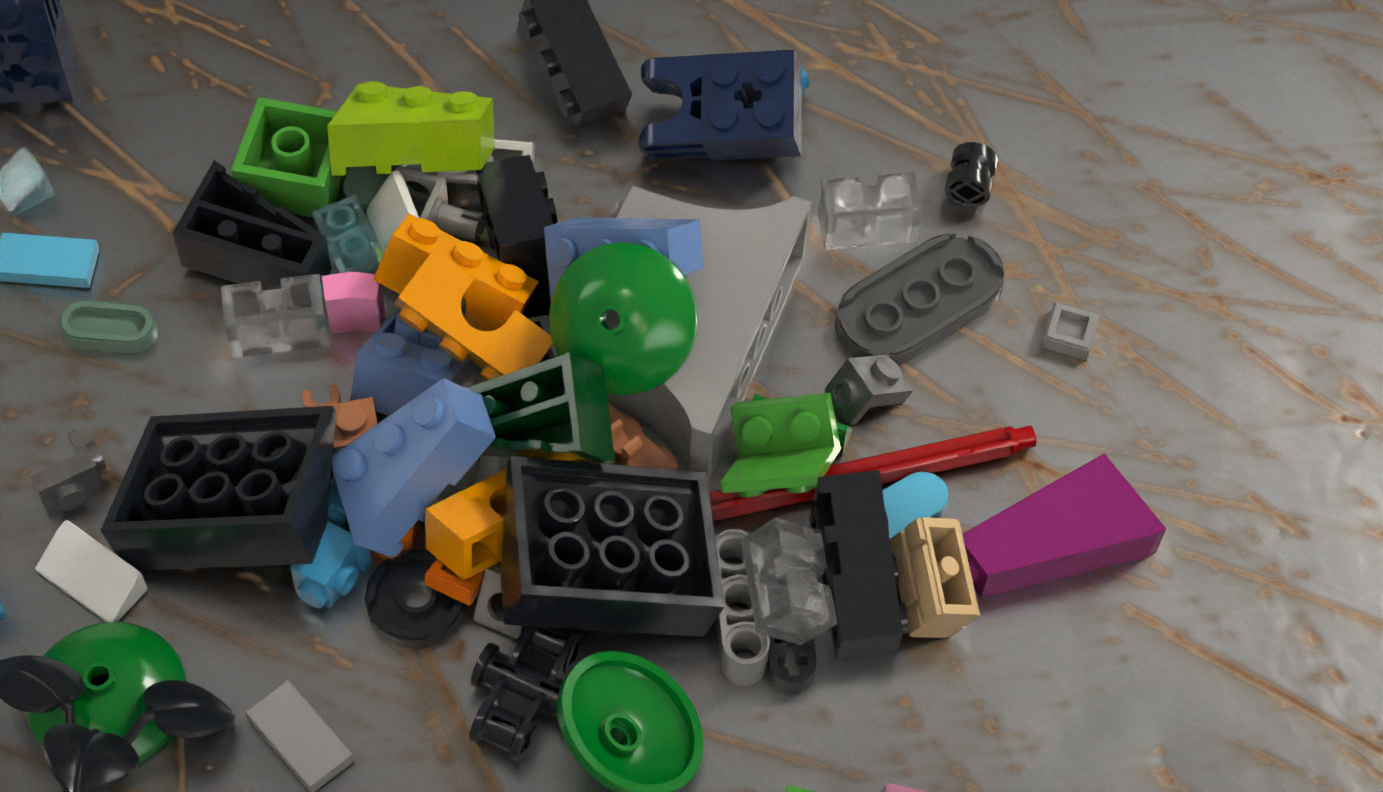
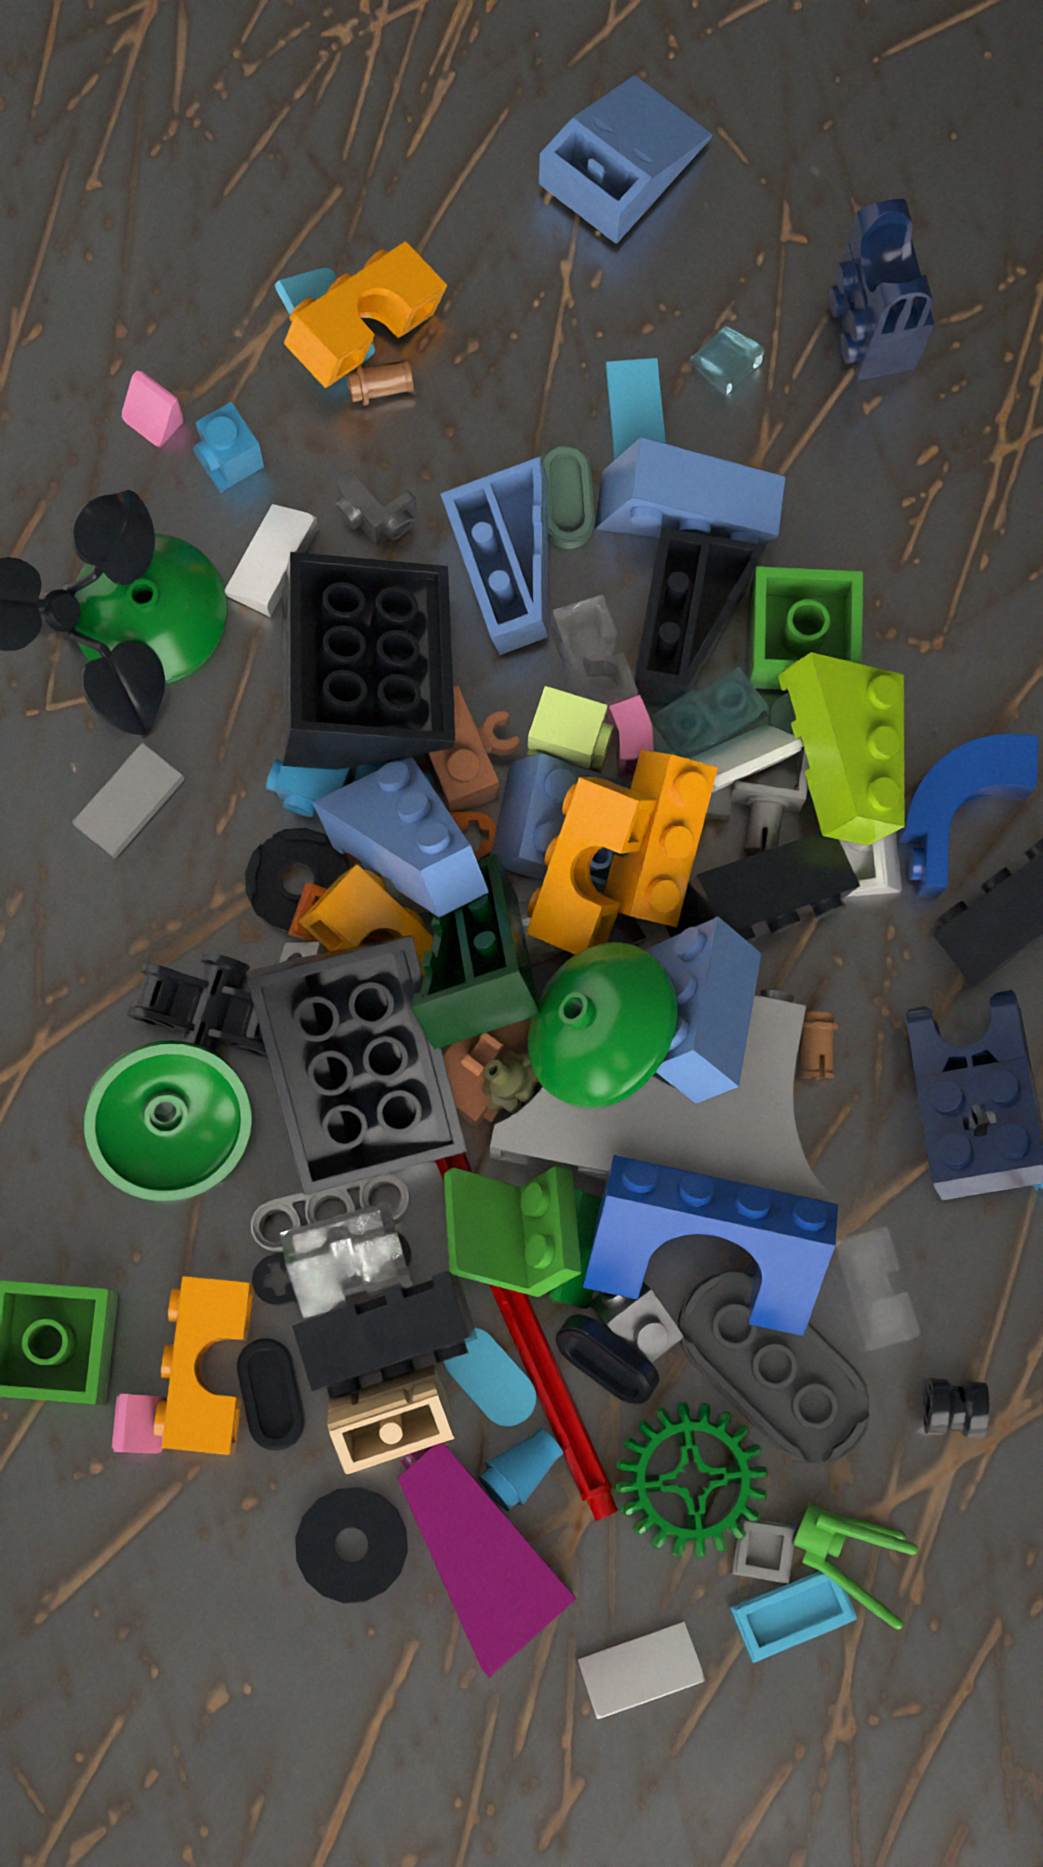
camera: 80 degrees right, 20 degrees up
(135, 227) = (688, 492): none -> medium blue wedge
(154, 368) = (505, 550): none -> medium blue wedge
(334, 336) = (570, 729): none -> yellowish green brick
(449, 59) = (980, 769): none -> blue arch
(652, 422) = (510, 1082): none -> olive plant
(784, 318) = (654, 1203): none -> blue arch
(895, 689) = (271, 1394): none -> black tile
(900, 410) = (607, 1359): none -> black tile
(904, 750) = (194, 1414): none -> light orange arch
(980, 372) = (739, 1474): none -> green gear
(984, 488) = (518, 1471): none -> dark azure cone
(1044, 613) = (317, 1551): none -> black tile
(1064, 274) = (825, 1533): none -> bright green plant
(1124, 318) = (791, 1614): none -> medium azure tile
(1164, 431) = (641, 1670): none -> white slope

